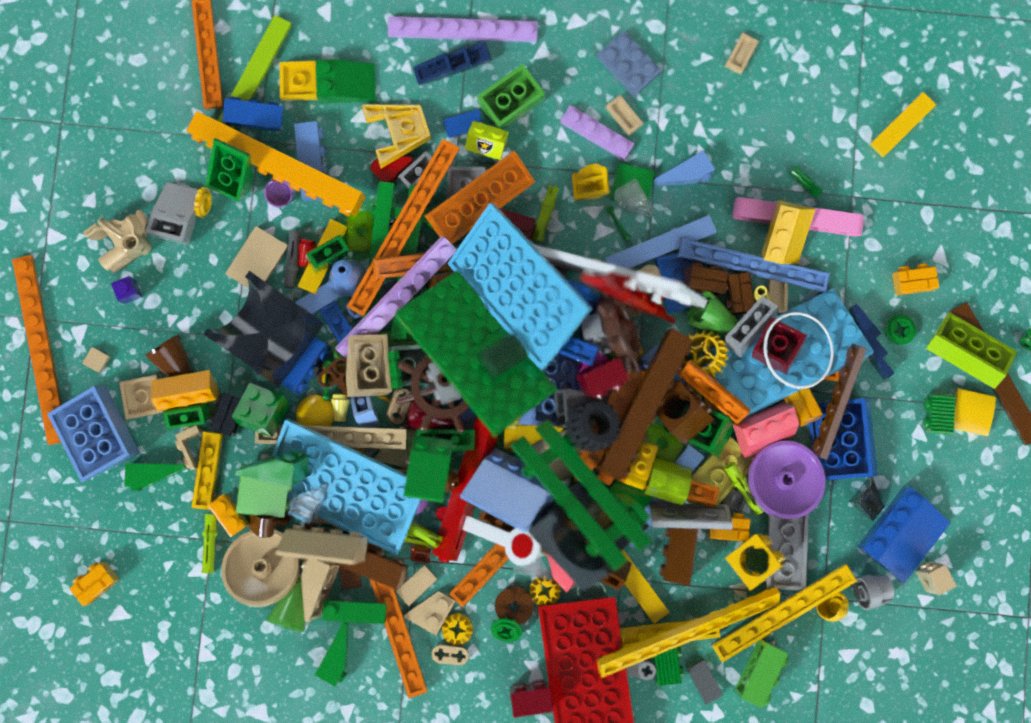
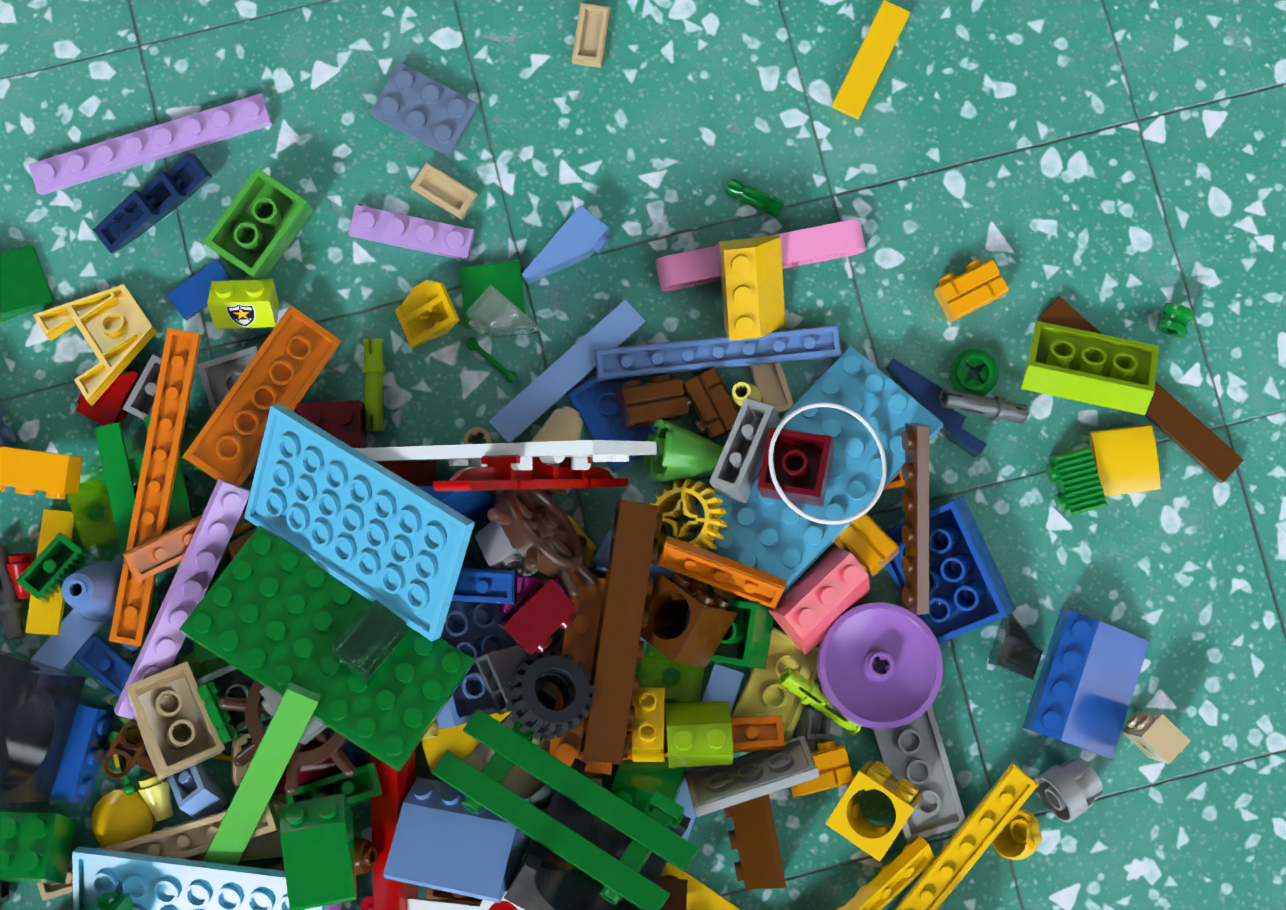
camera: 20 degrees left, 0 degrees up
(413, 412) = (262, 775): none -> bright green tile
(906, 354) = (996, 408): none -> dark grey pin

